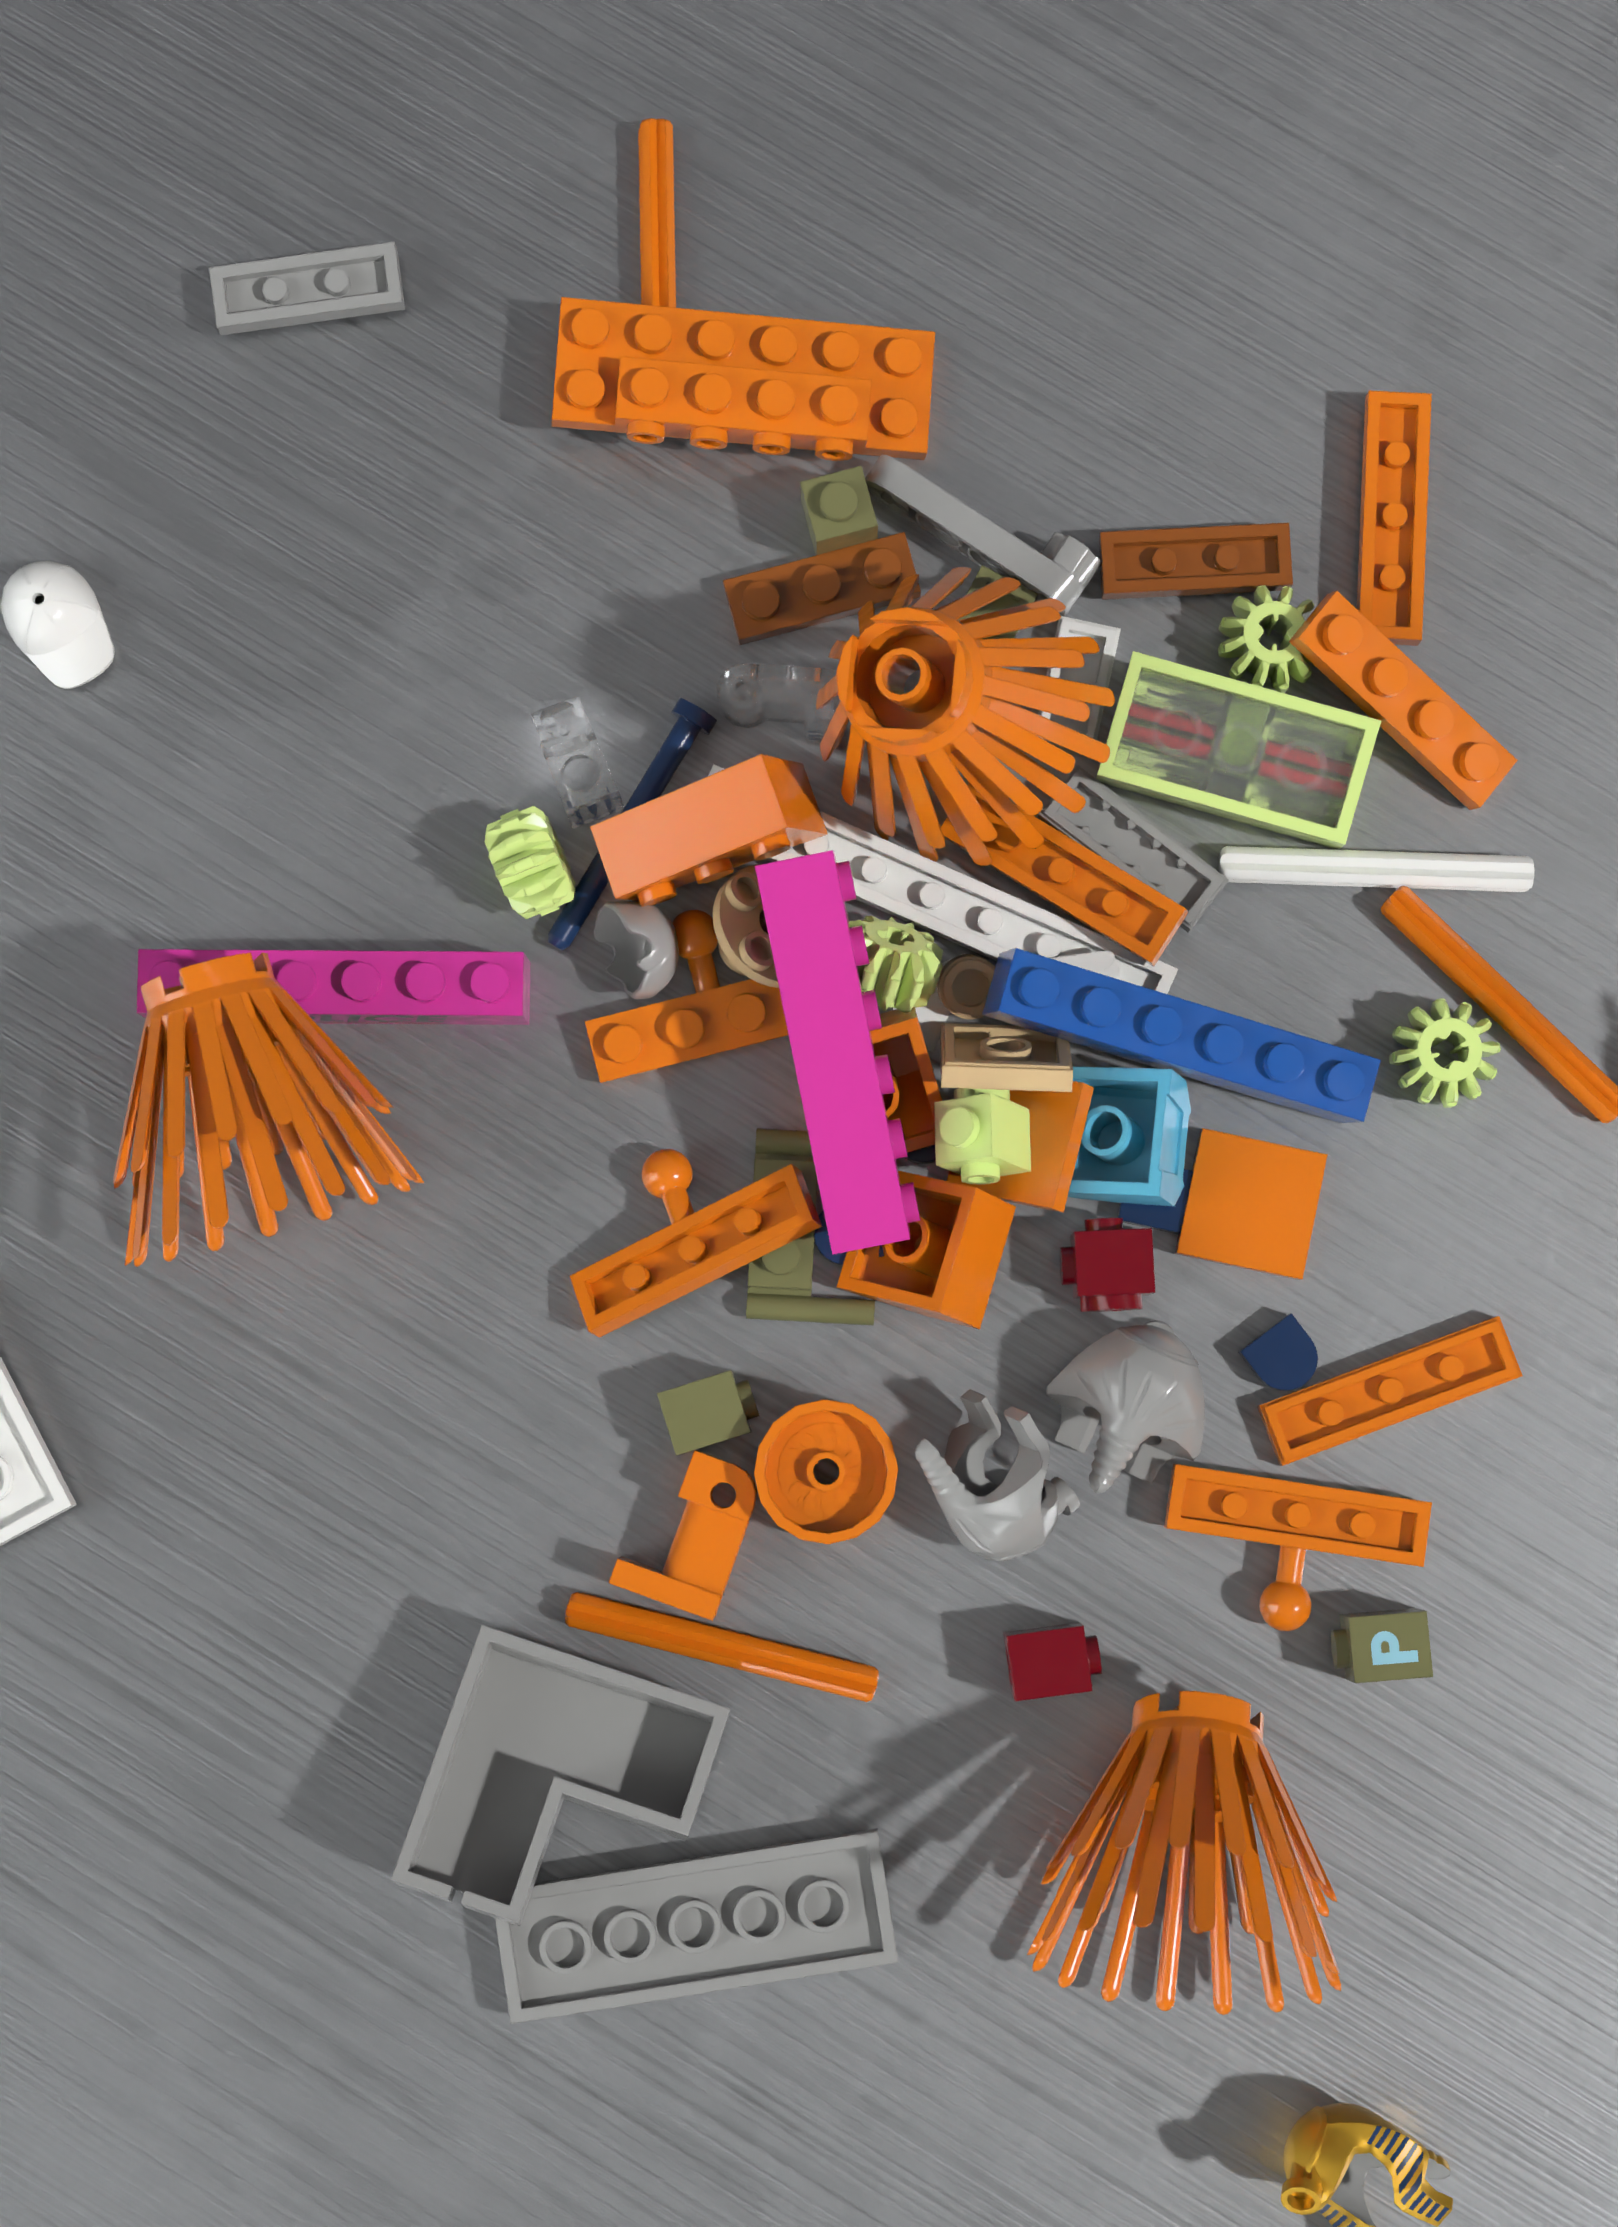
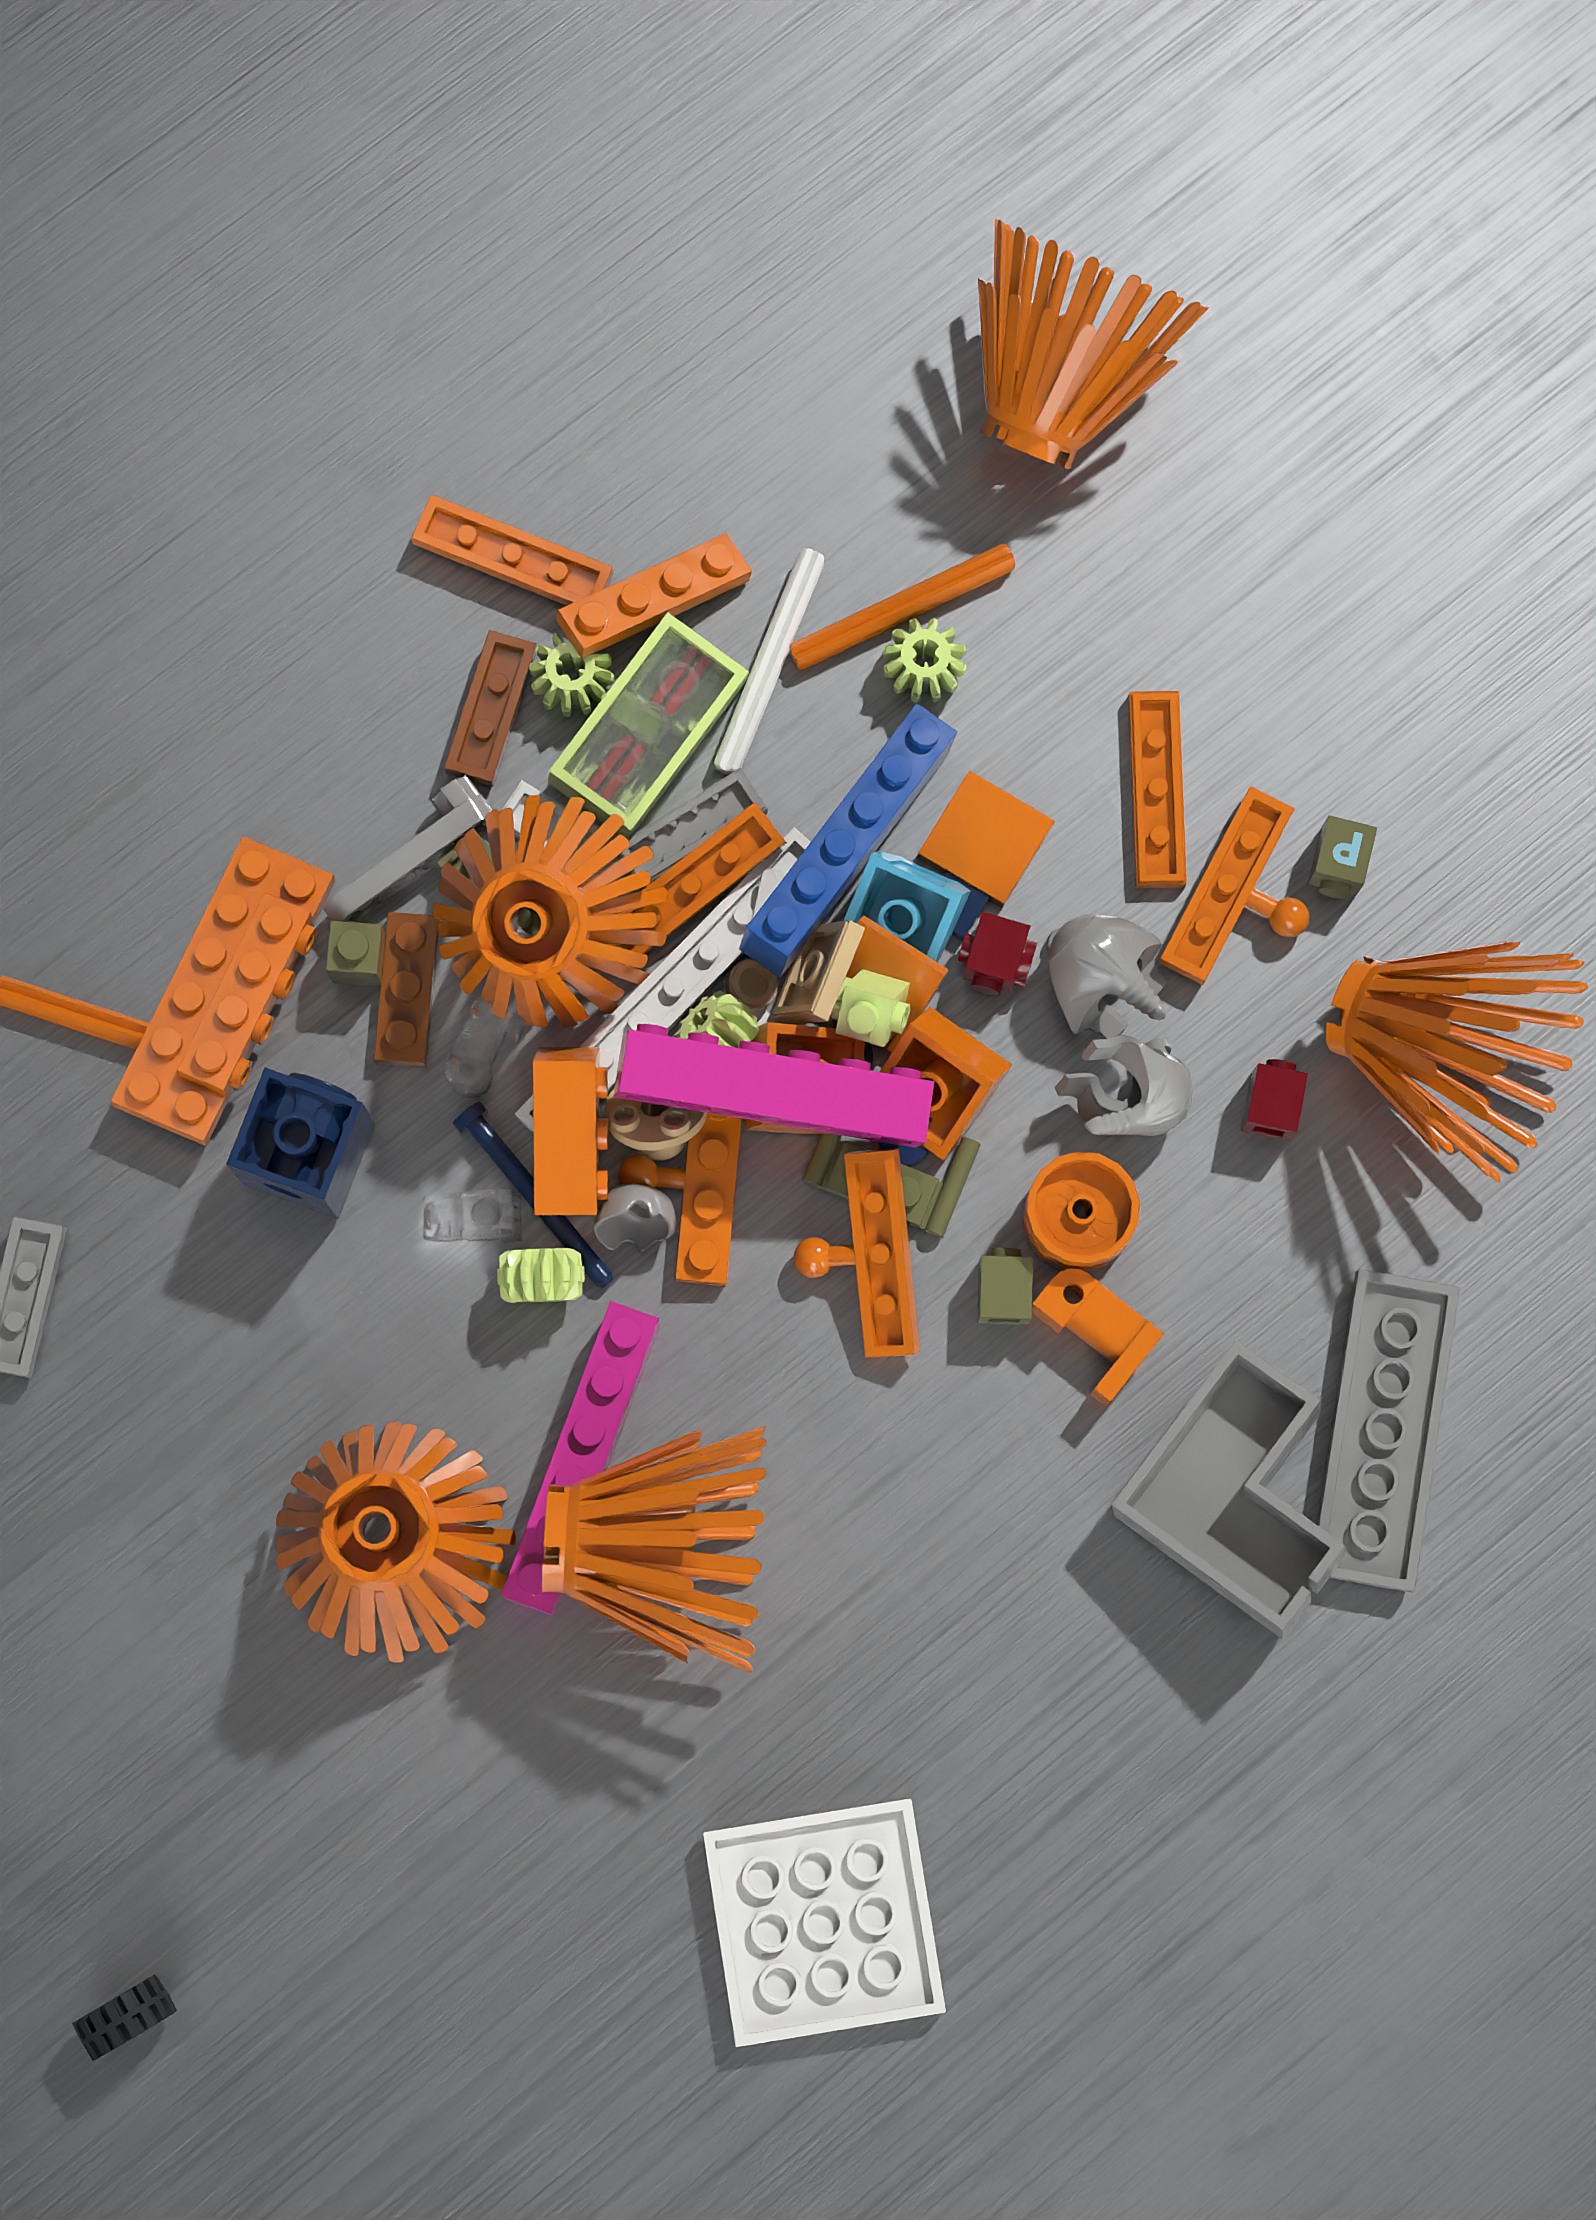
camera: 80 degrees left, 5 degrees down
(65, 631) = (226, 1580): white cap -> none
(174, 809) = (414, 1559): none -> orange plant
(583, 527) = (302, 1141): none -> dark blue brick
(721, 1646) = (1182, 1340): orange axle -> none
(1282, 1355) = (1105, 855): dark blue tile -> none

